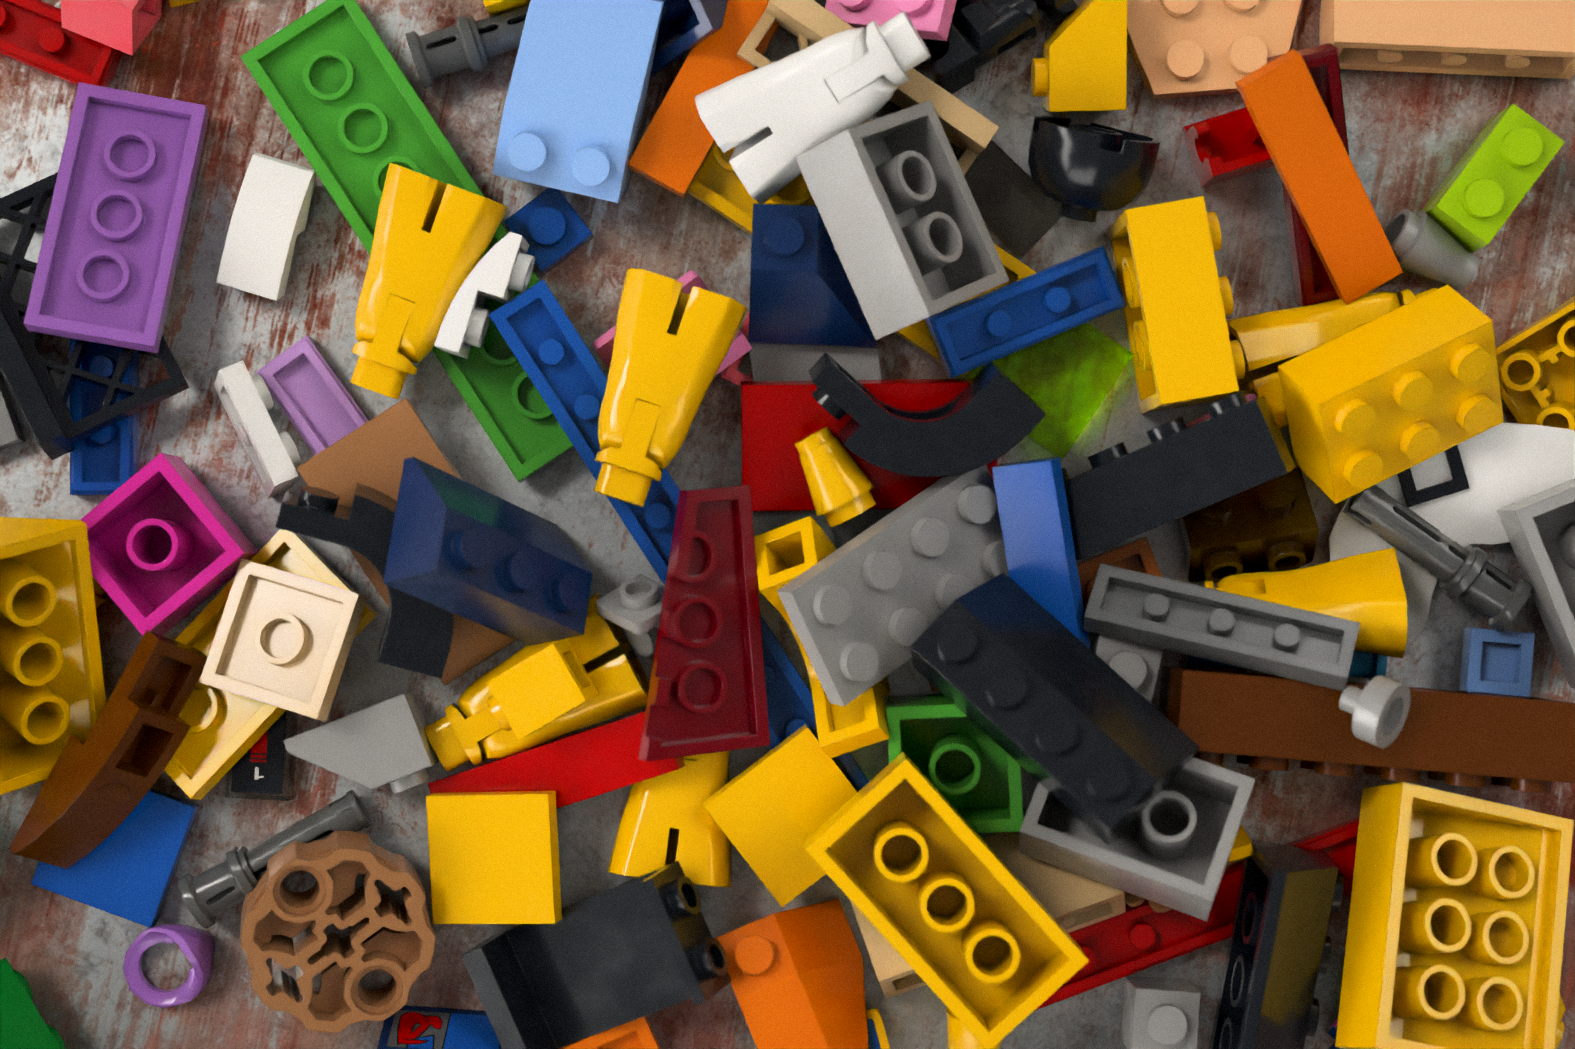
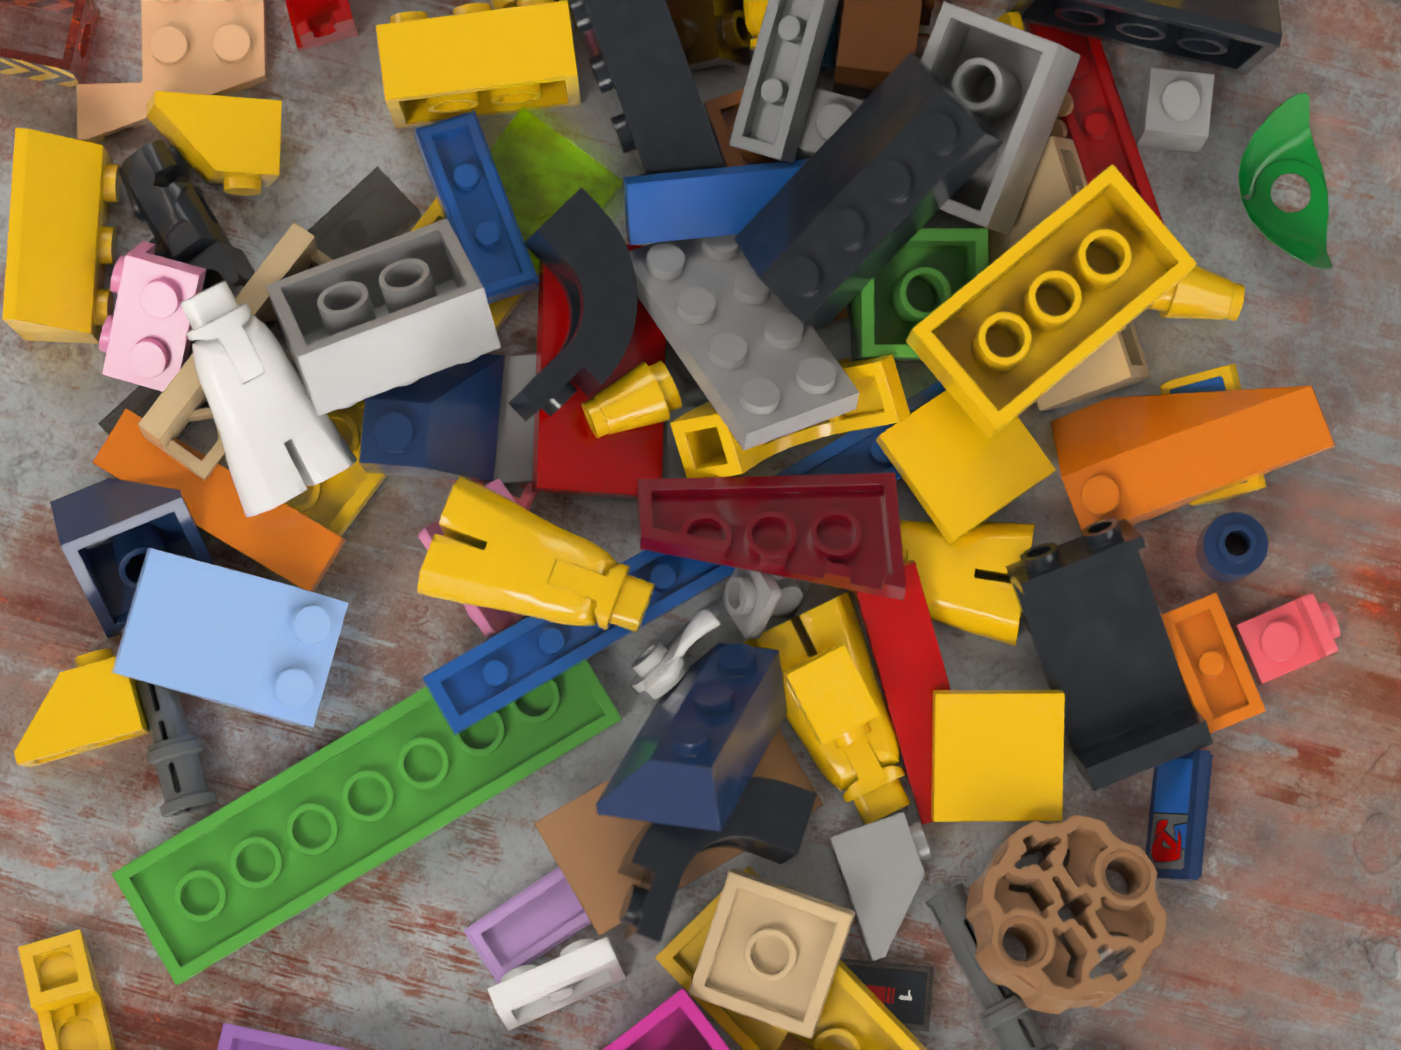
camera: 85 degrees left, 5 degrees down
(265, 226) = (350, 966): white slope -> none
(419, 258) = (401, 805): yellow piece -> none
(495, 277) = (413, 721): white slope -> none
(550, 228) = (367, 682): blue plate -> none
(573, 521) = (663, 666): none -> white plate
(1089, 165) = (334, 139): black cylinder -> none

